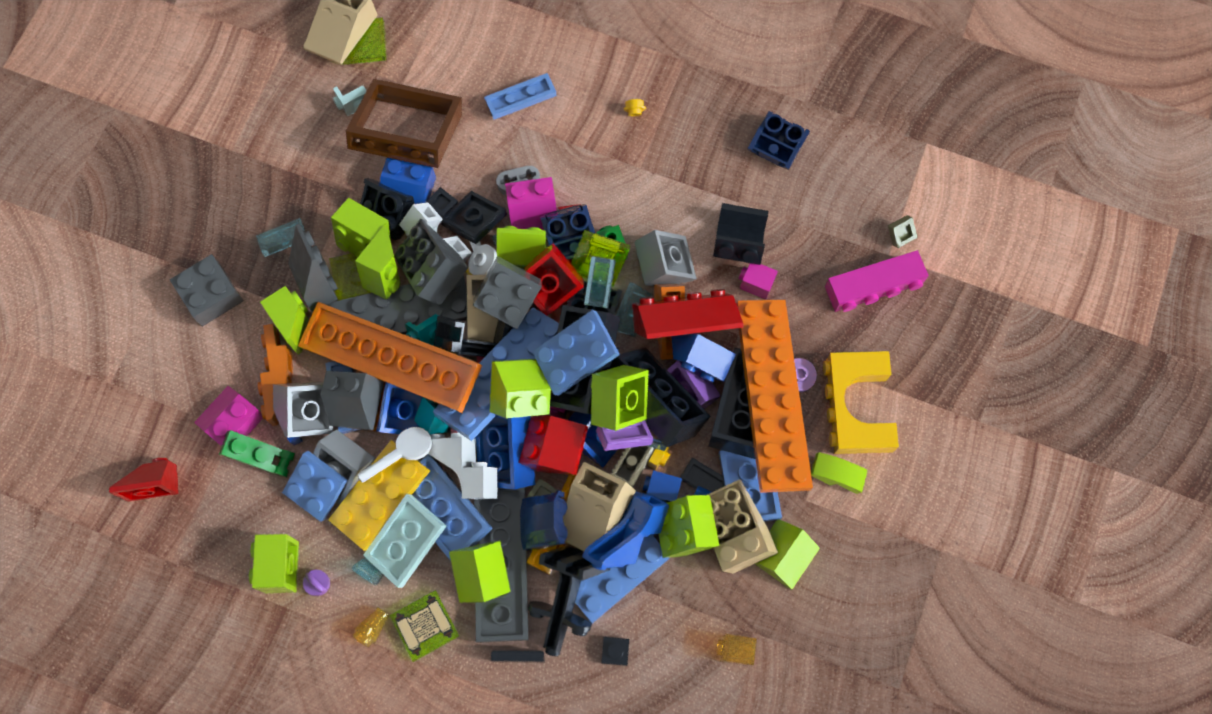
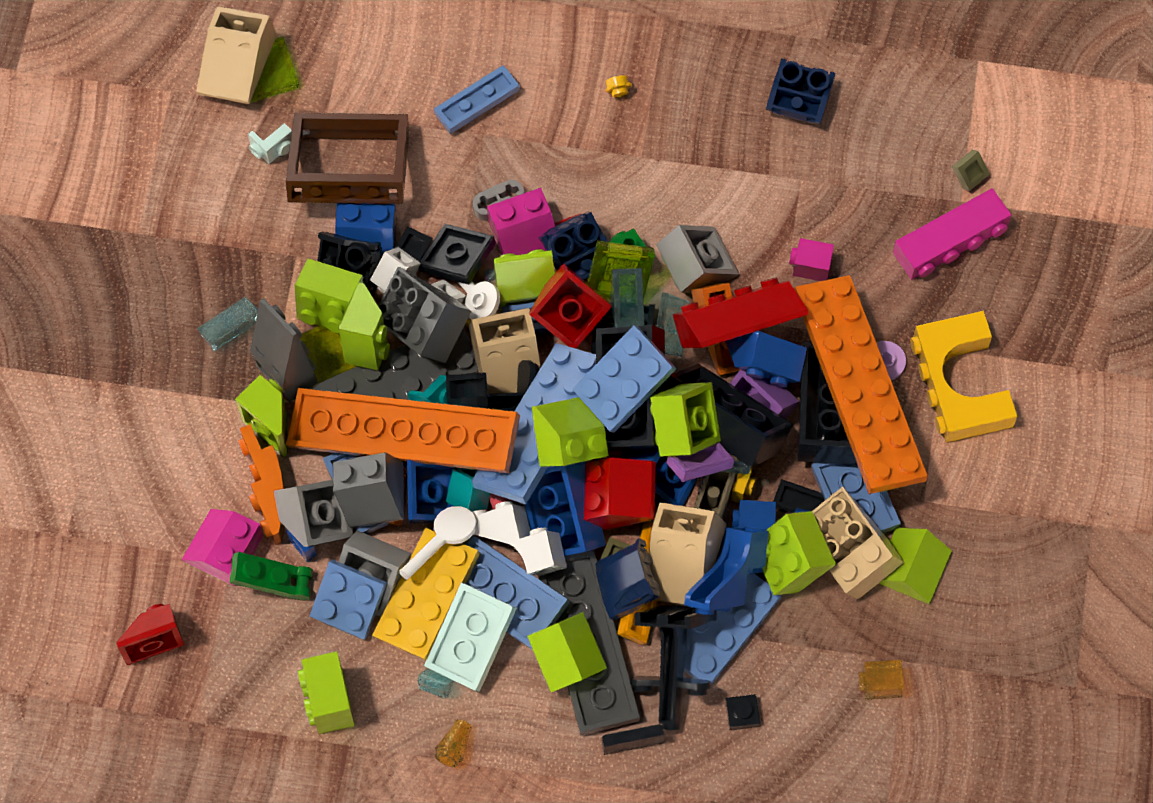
camera: 10 degrees left, 5 degrees down
(206, 290) = (157, 402): dark grey brick -> none
(316, 582) = (376, 708): medium lavender tile -> none
(424, 626) = (515, 730): tile -> none
(507, 292) = (526, 328): dark grey brick -> none
(740, 234) = (780, 210): black panel -> none
(839, 471) = (952, 459): lime slope -> none

